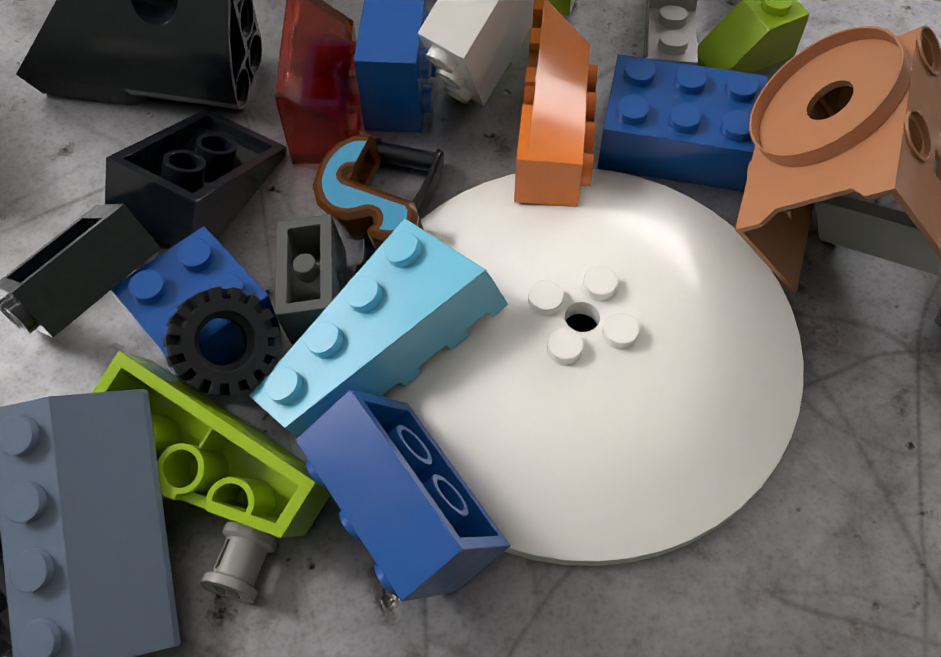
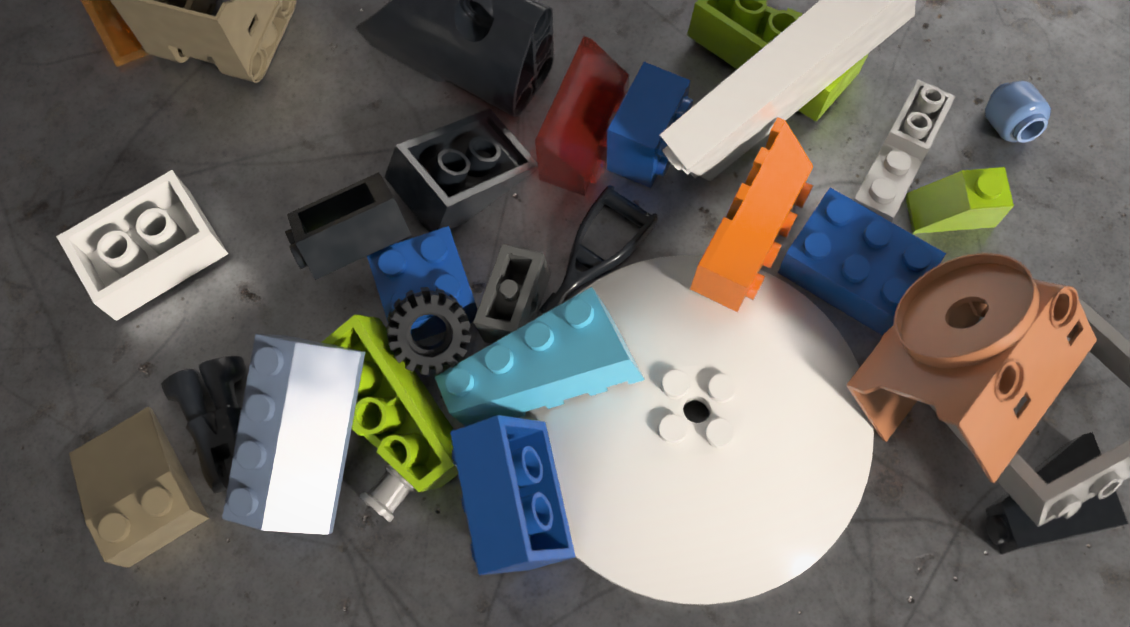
camera: 25 degrees right, 10 degrees up
(345, 193) = (566, 251): reddish brown animal -> none

